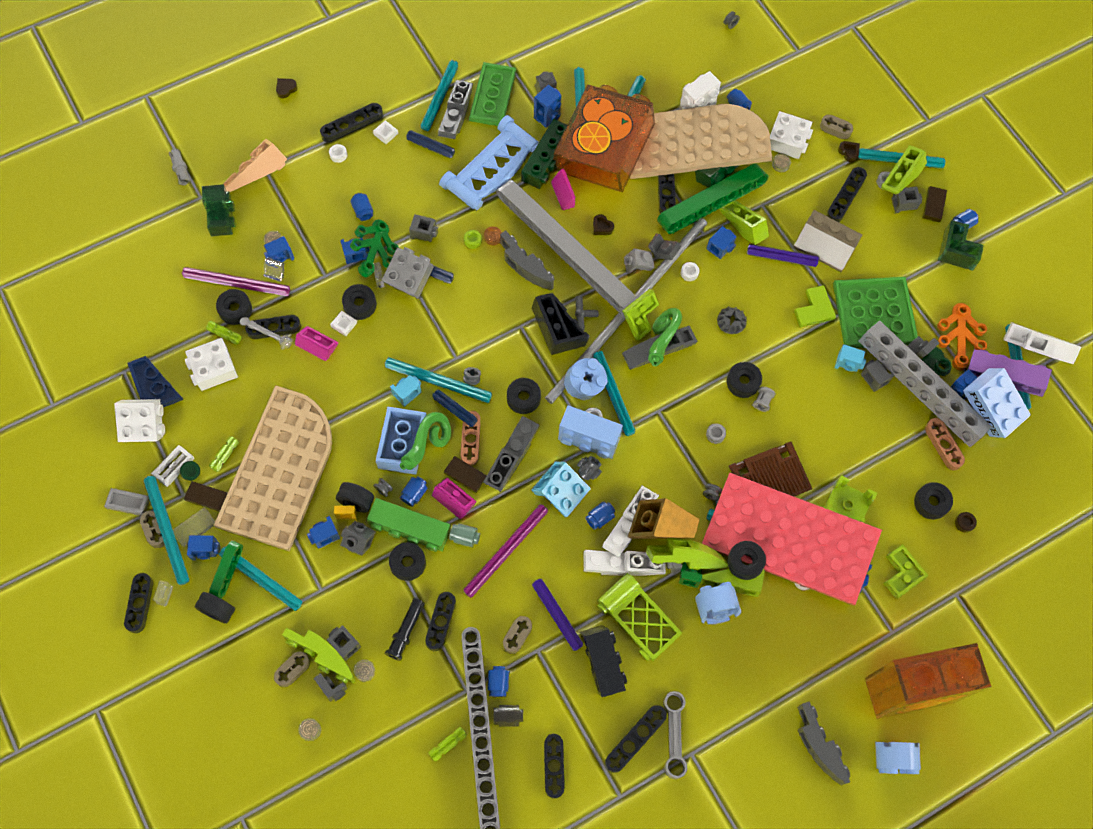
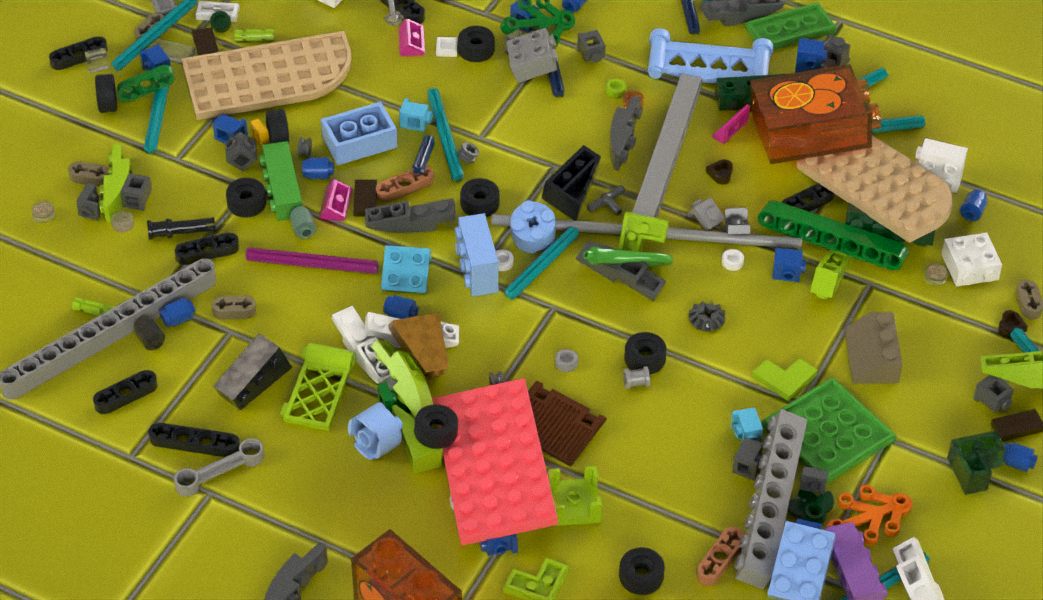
camera: 60 degrees right, 20 degrees down
(415, 455) = (348, 137): bright green plant -> none
(557, 614) = (282, 316): dark purple axle -> none
(589, 468) = (443, 276): dark grey gear -> none
(782, 255) = (823, 323): dark purple axle -> none
(847, 195) = (951, 347): black beam -> none

